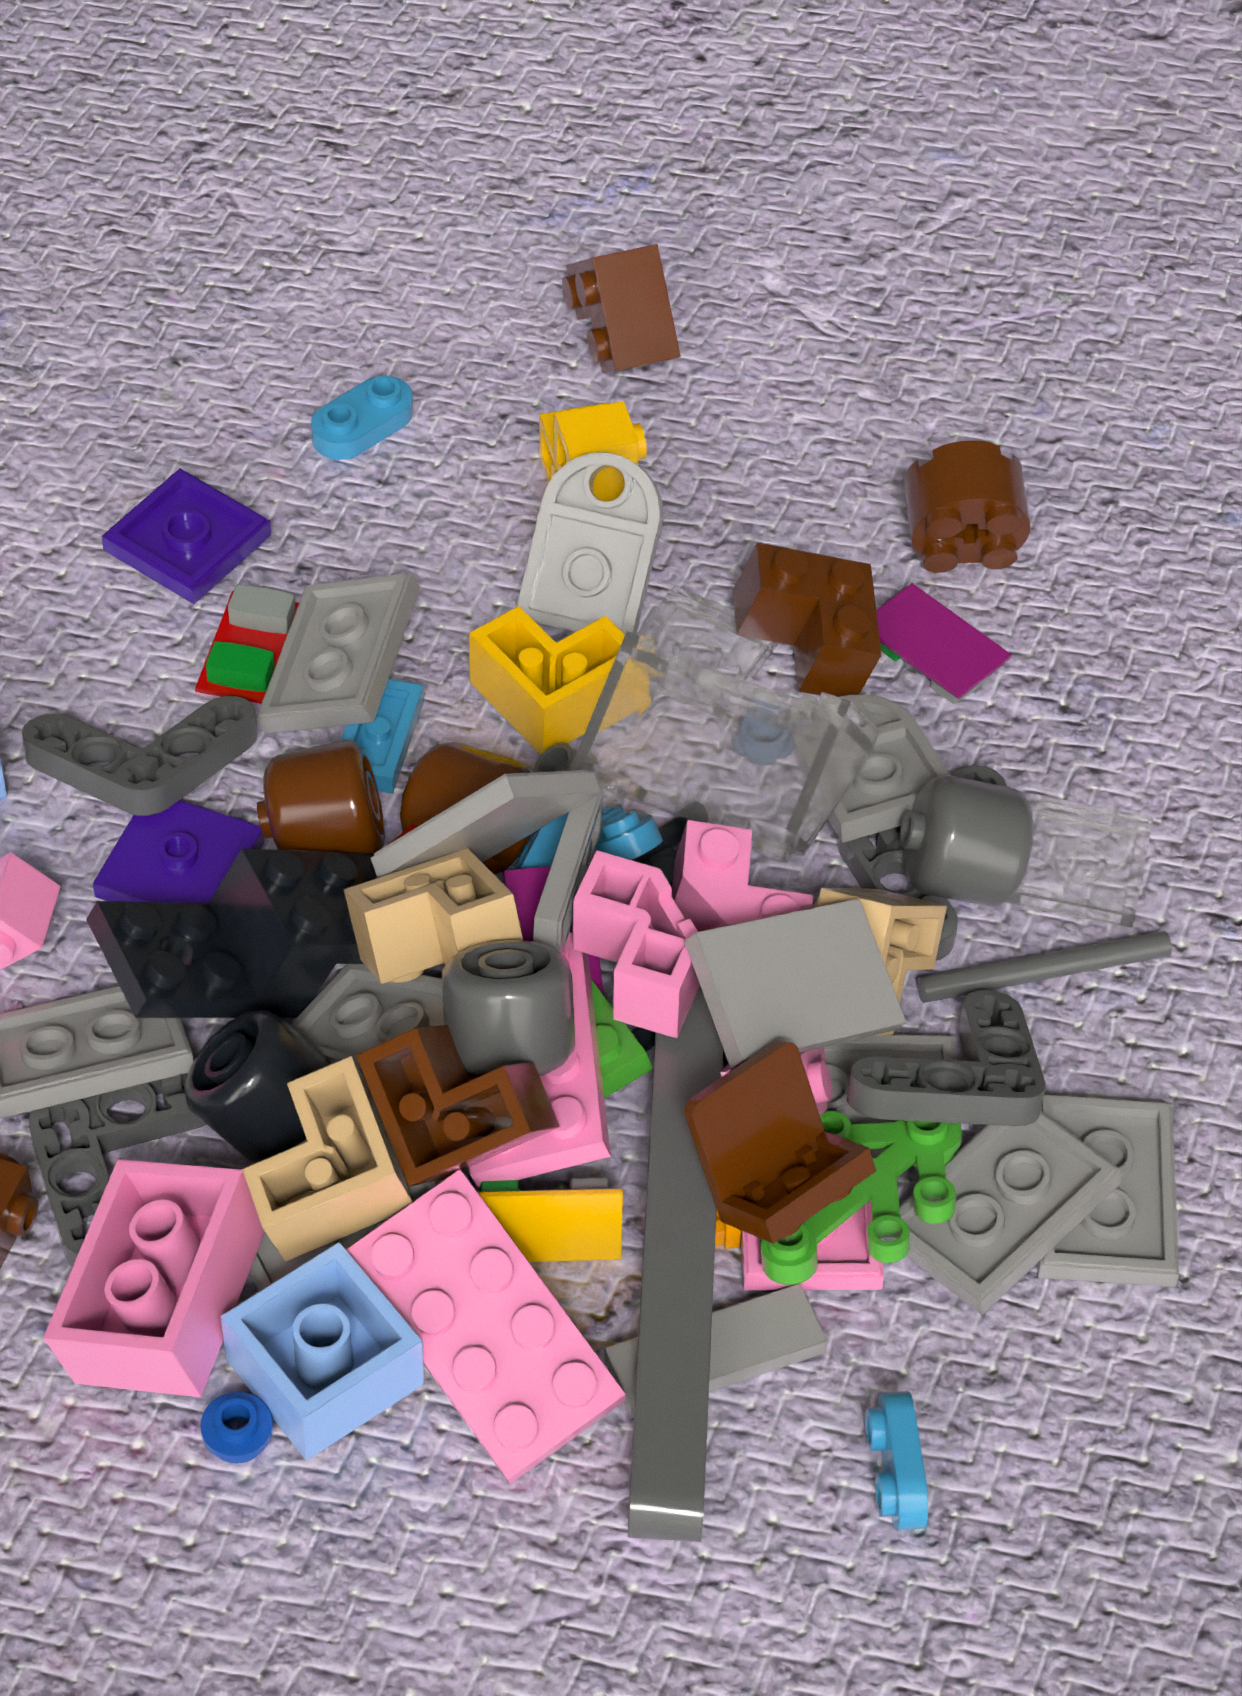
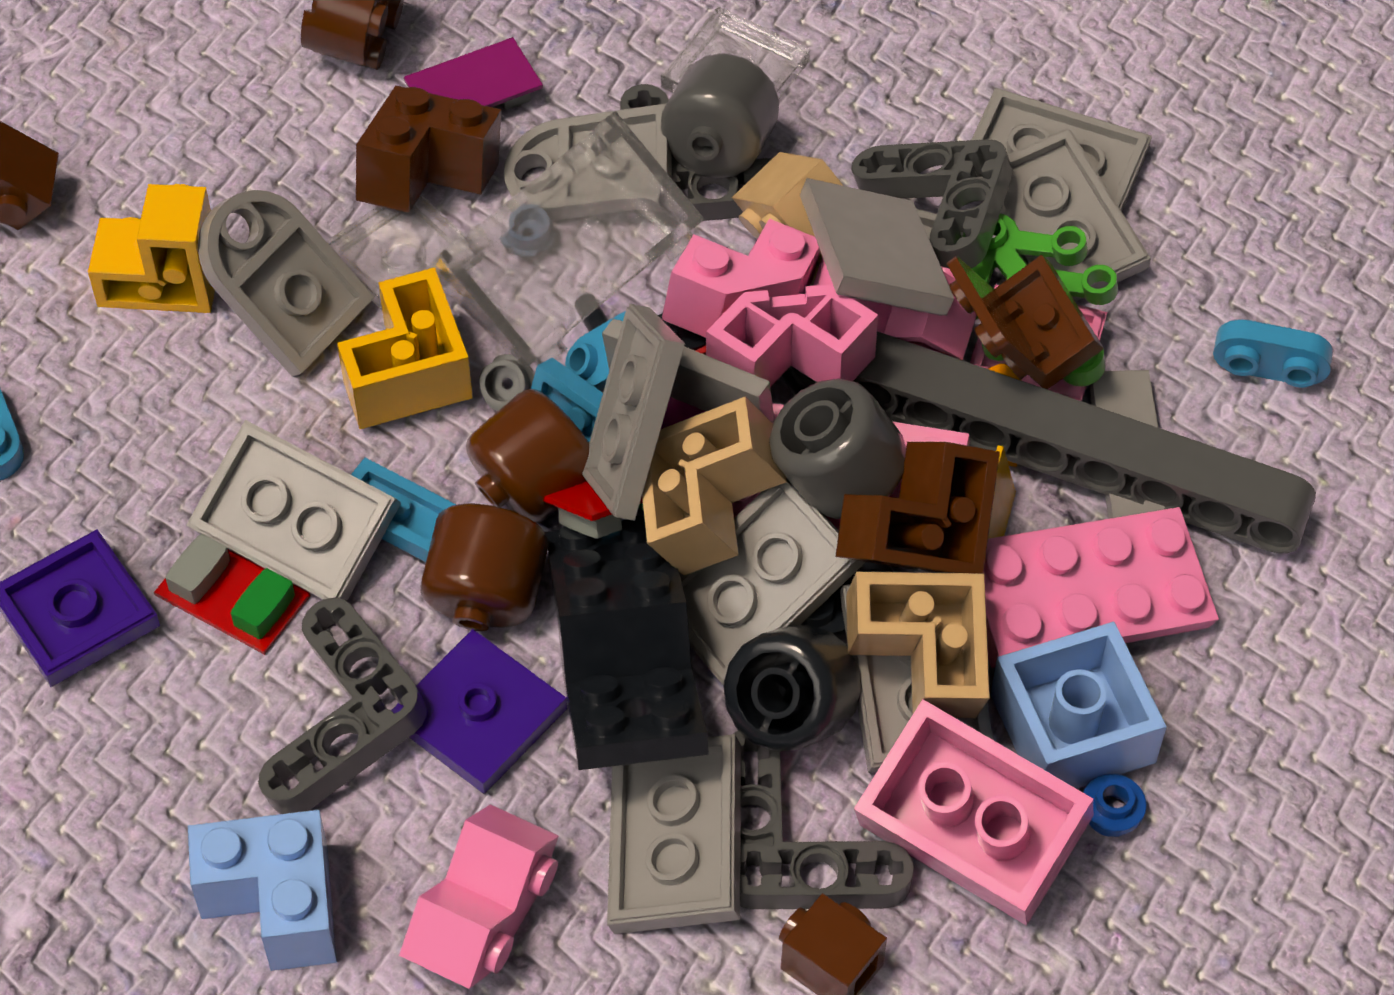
camera: 70 degrees left, 5 degrees up
(1044, 966) = (833, 103): dark grey bar -> none

